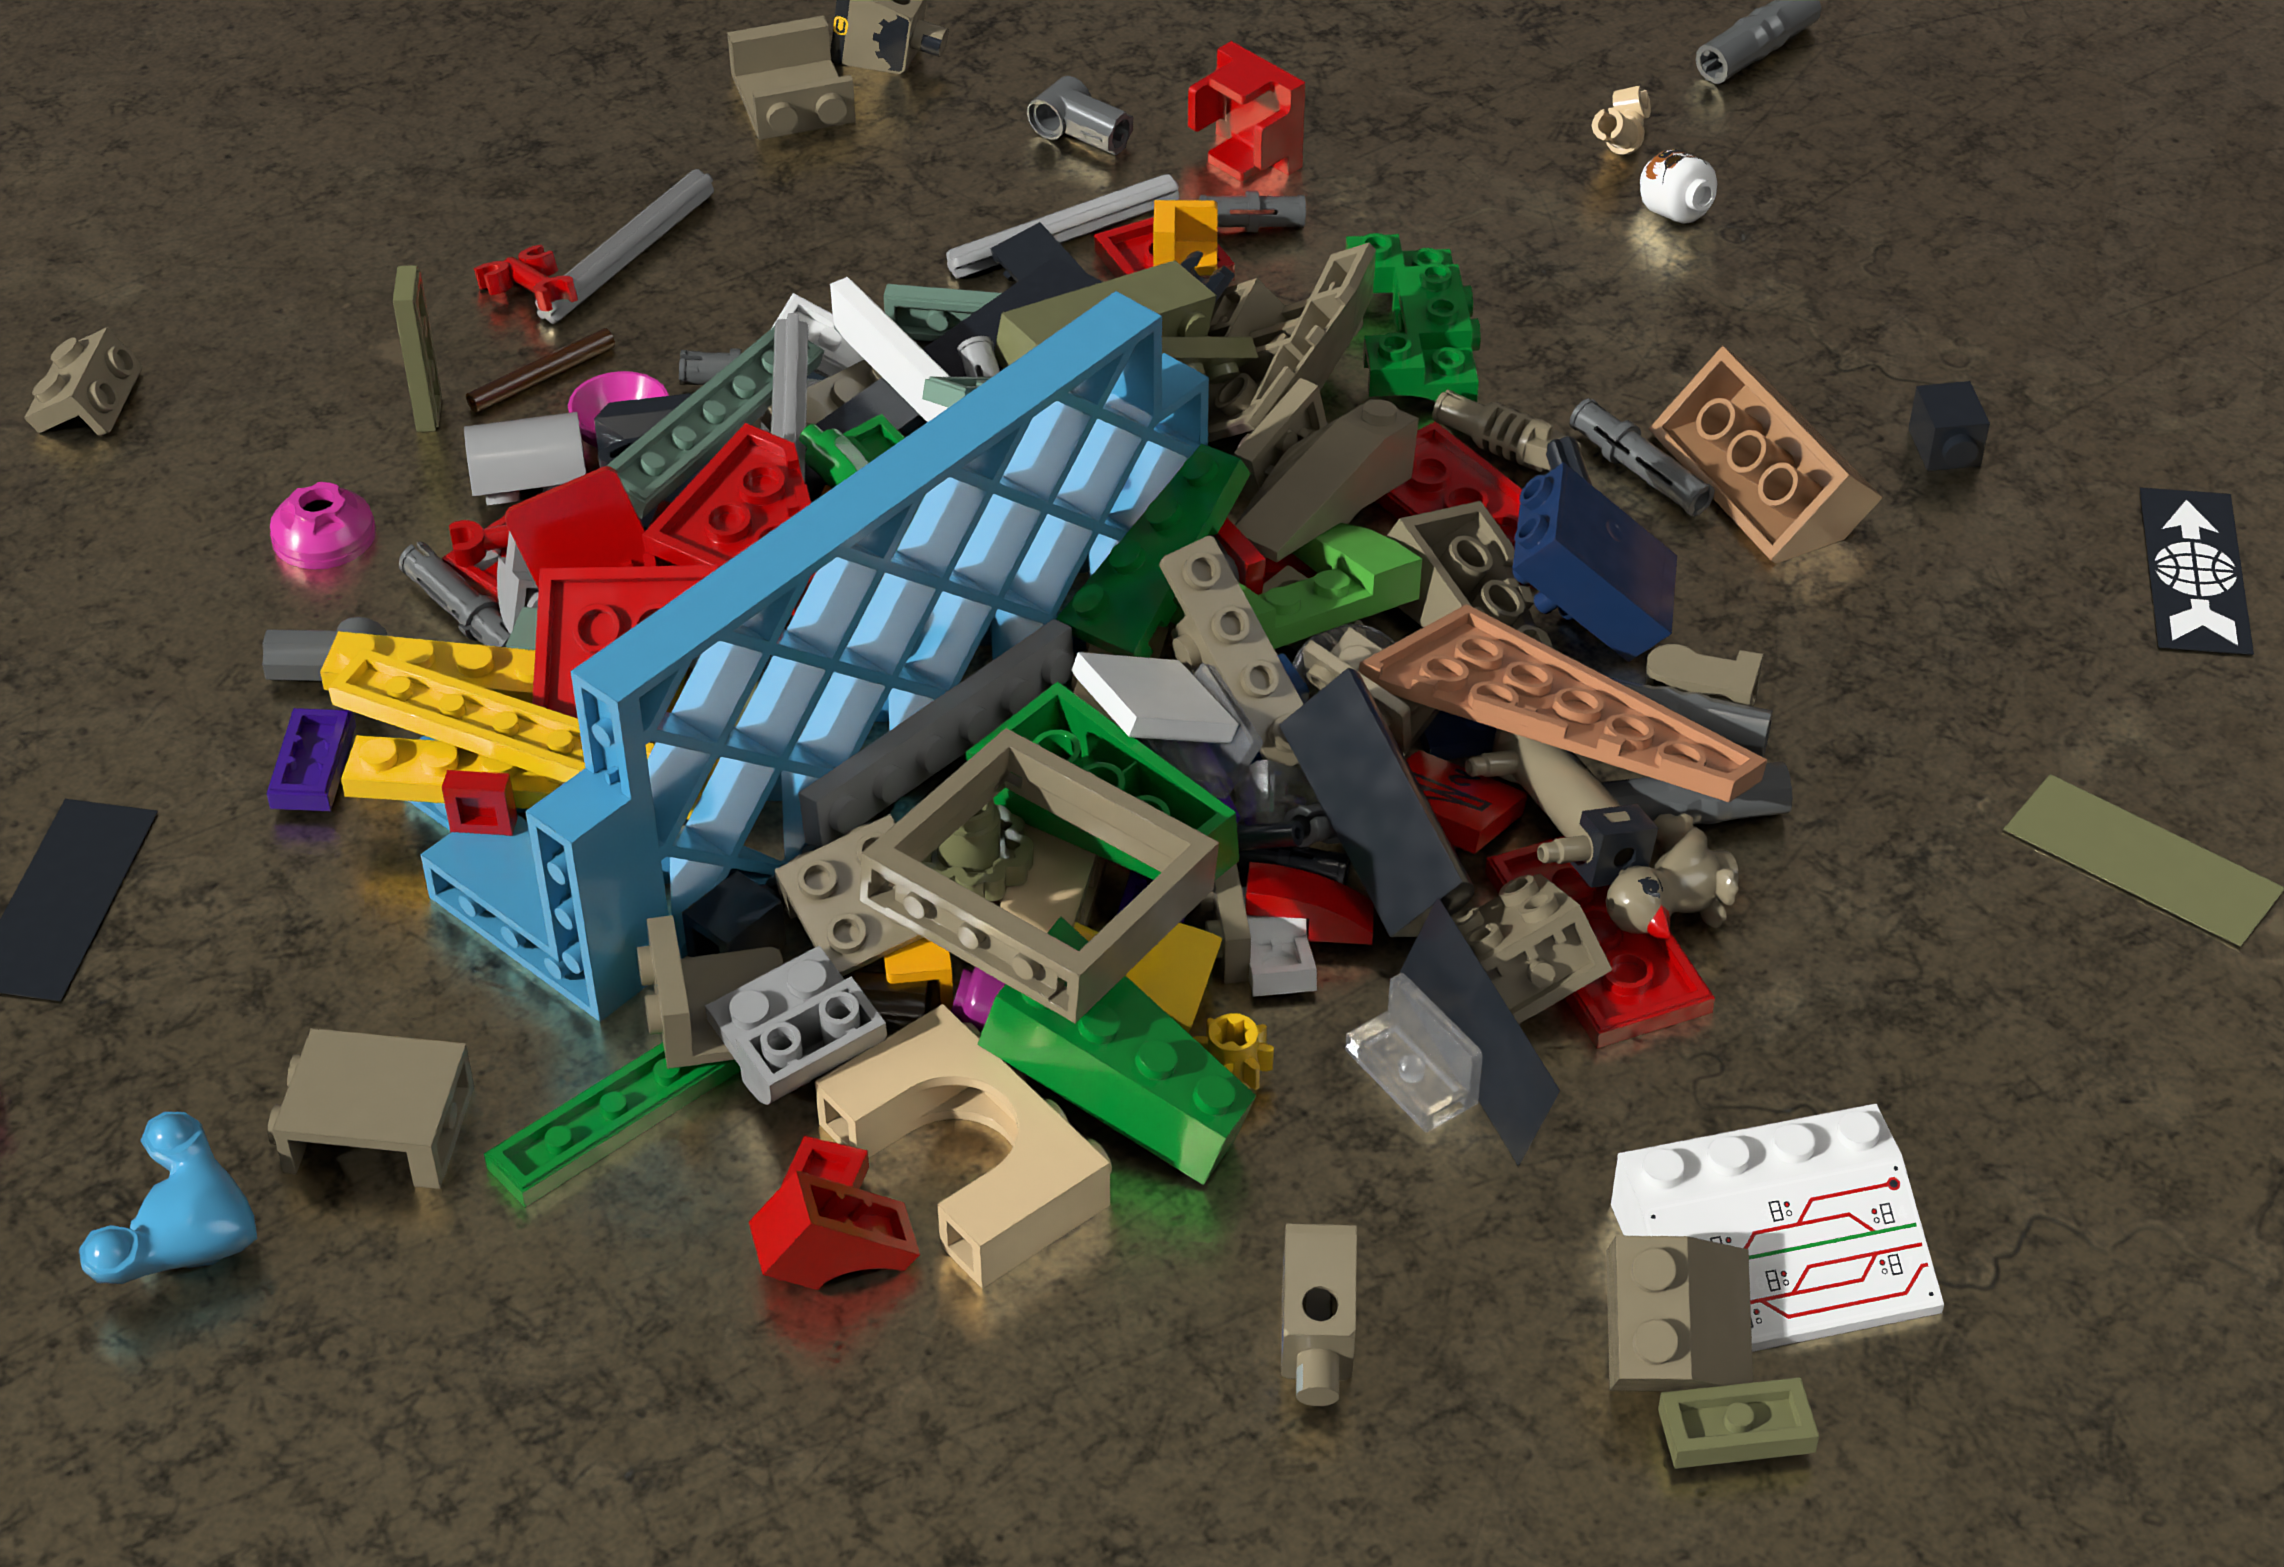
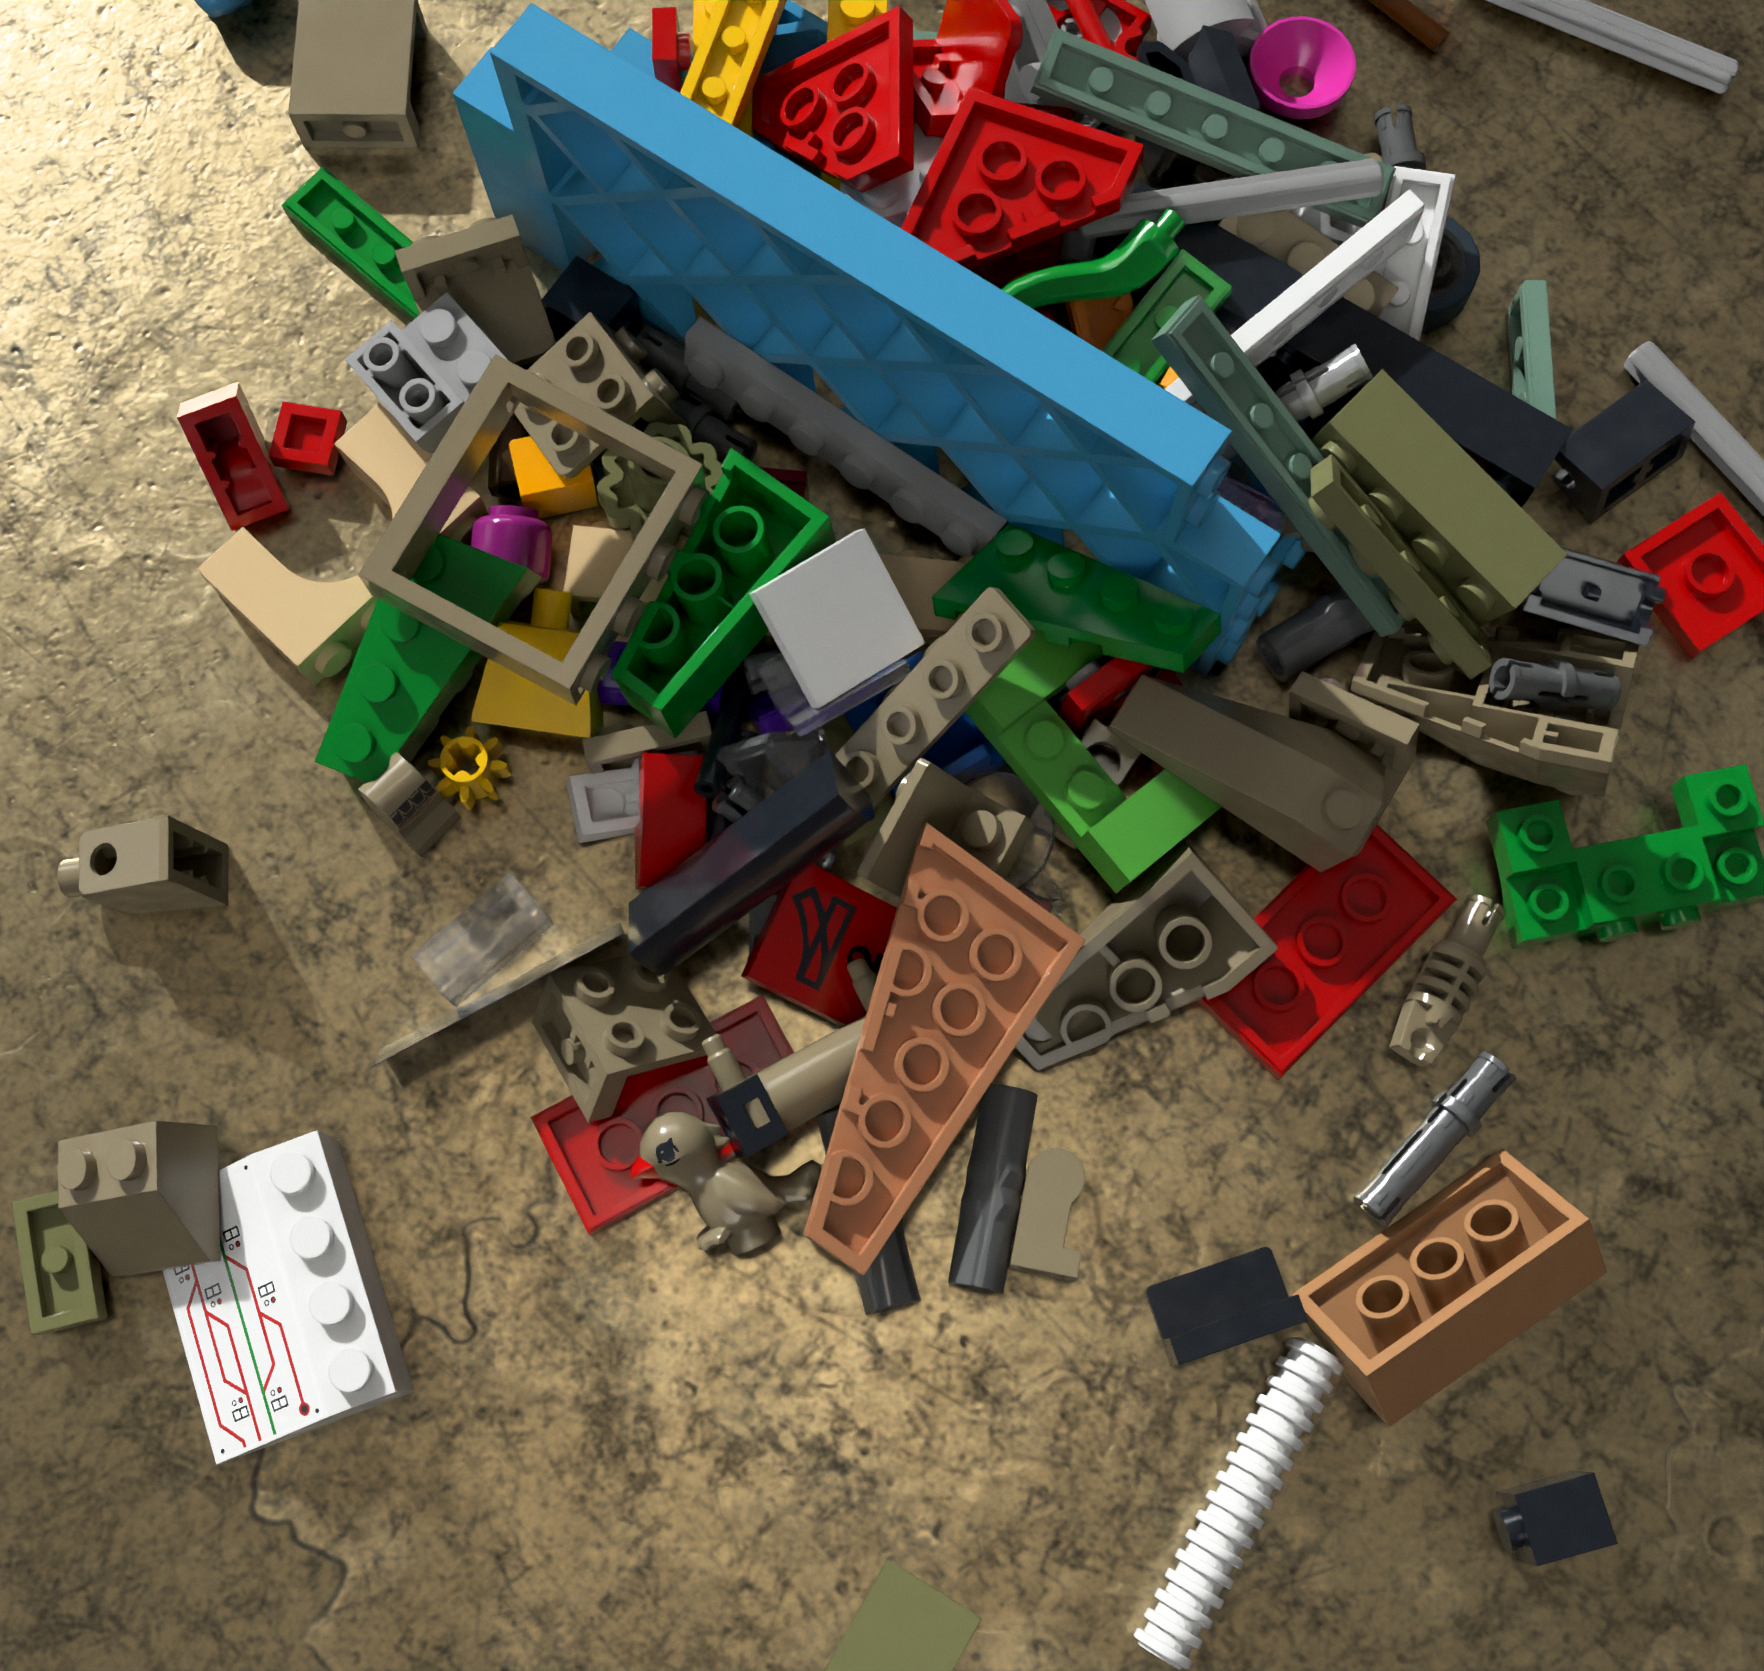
camera: 85 degrees right, 30 degrees up
(1183, 229) = (1708, 583): light orange panel -> none
(1270, 312) = (1554, 684): none -> dark grey pin
(1276, 1076) = (409, 805): none -> dark tan leg
(1592, 557) = (1187, 1070): dark blue piece -> none
(1788, 595) = (1222, 1306): none -> black panel
(1946, 596) = (1238, 1502): none -> white piece

